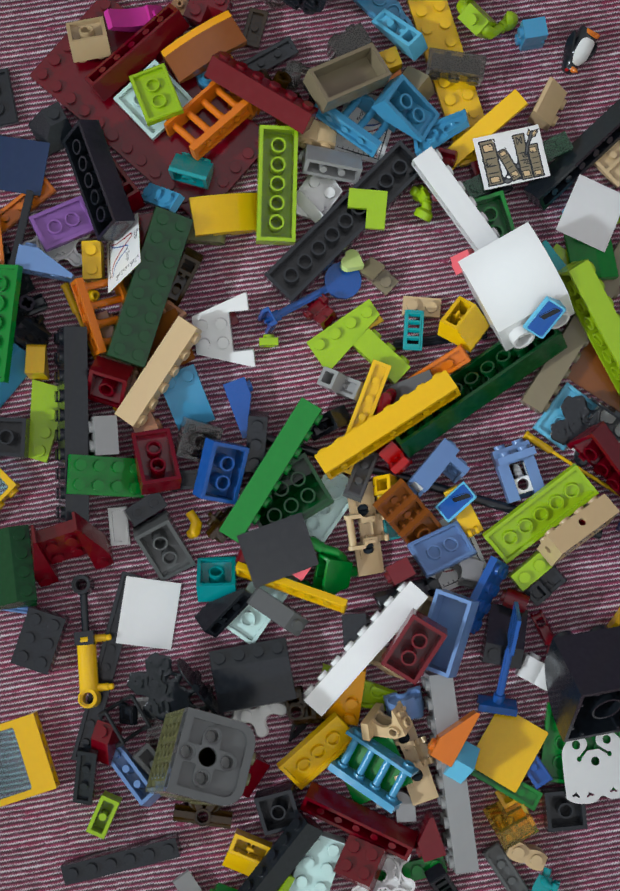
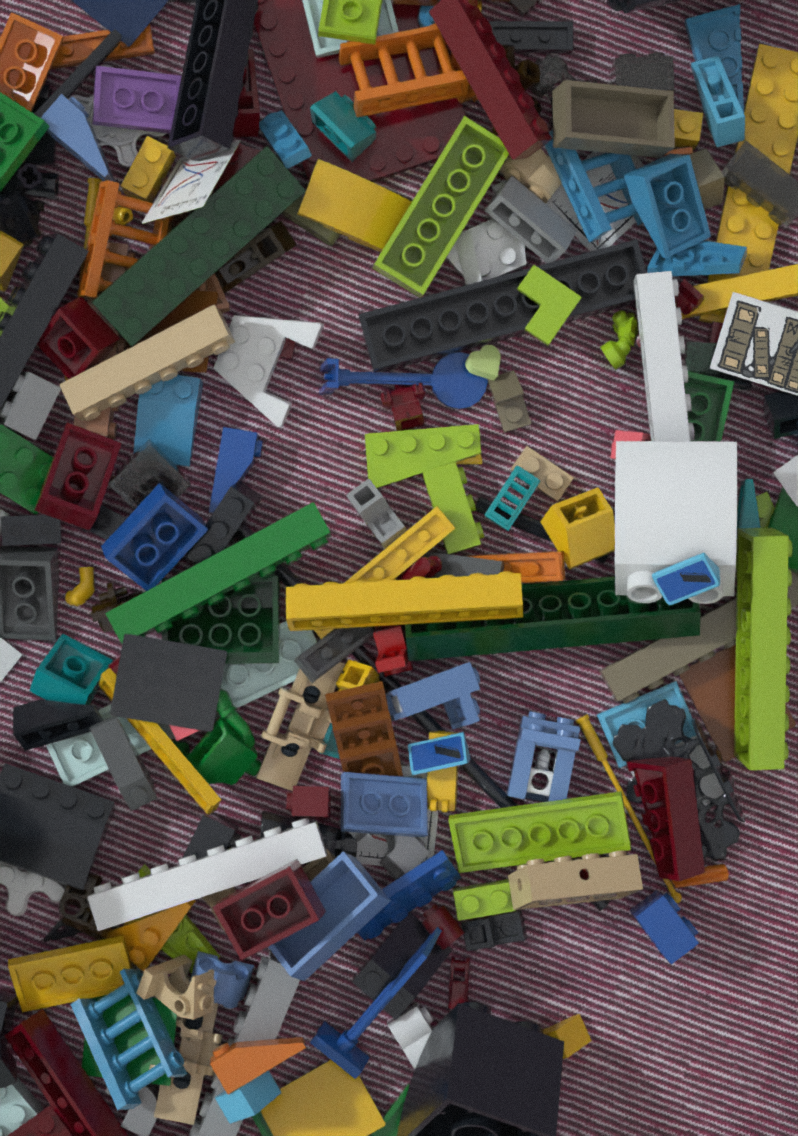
camera: 30 degrees right, 0 degrees up
(268, 341) = (316, 404): lime plate -> none
(331, 421) = (336, 556): black slope -> none

